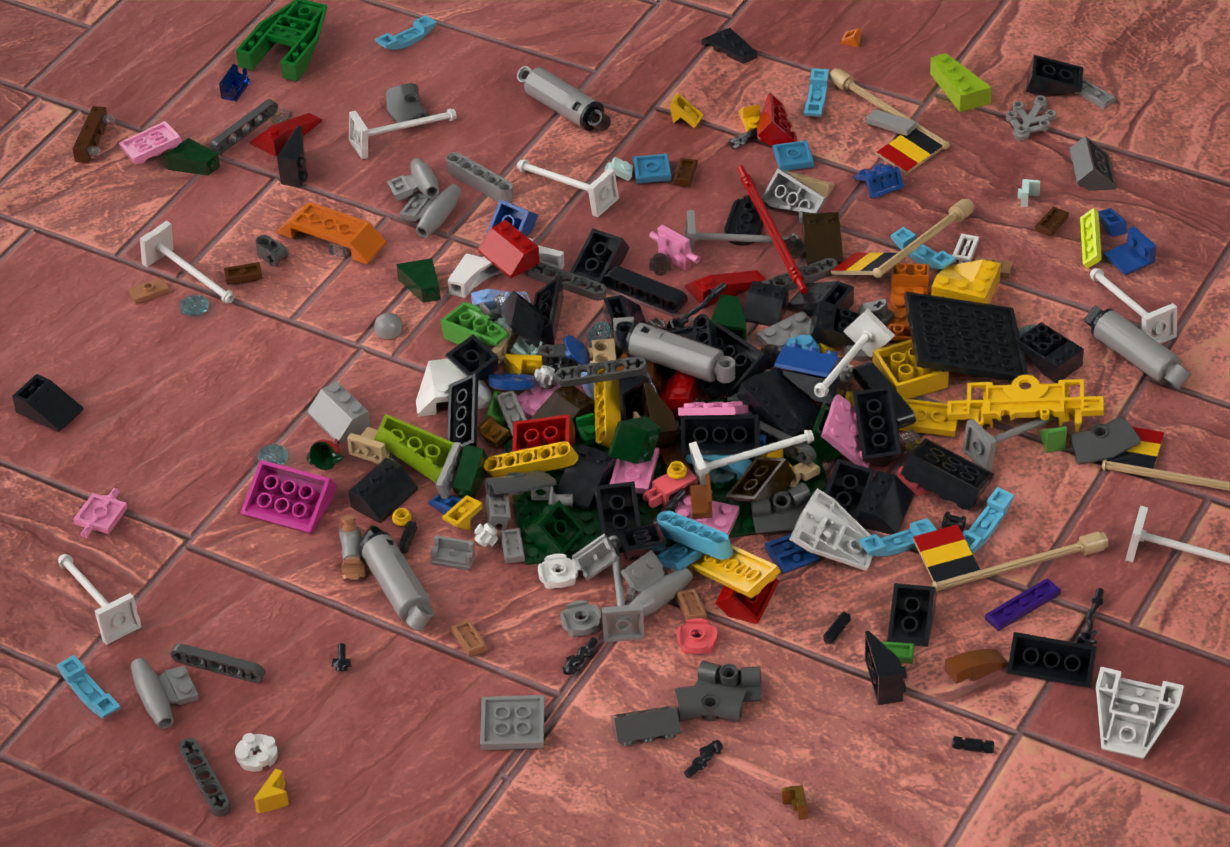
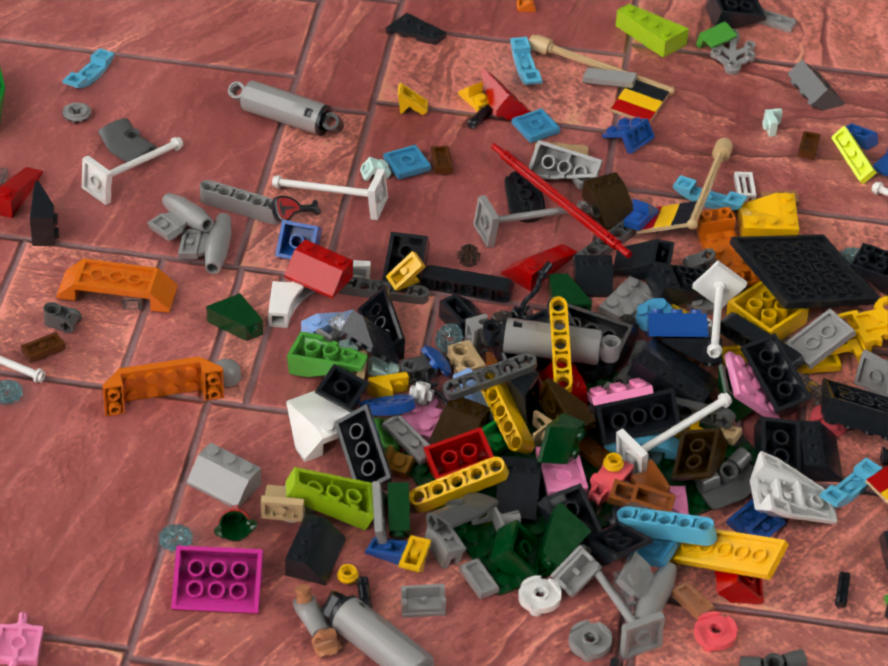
camera: 25 degrees left, 0 degrees up
(320, 319) = (162, 380): none -> orange slope
(382, 68) = (72, 111): none -> light grey gear
(486, 534) = (448, 573): white gear -> none
(511, 189) = (285, 207): none -> black piece
(588, 268) = (405, 272): none -> yellow slope
(595, 521) = (561, 537): none -> dark green slope
(670, 348) = (560, 336): none -> yellow beam
(674, 247) = (479, 234): bright pink plate -> none
(682, 504) = (640, 496): none -> dark orange slope
(842, 256) = (640, 216): none -> blue slope
(940, 401) = (821, 338): none -> light grey plate
(1019, 99) = (716, 36): none -> bright green panel

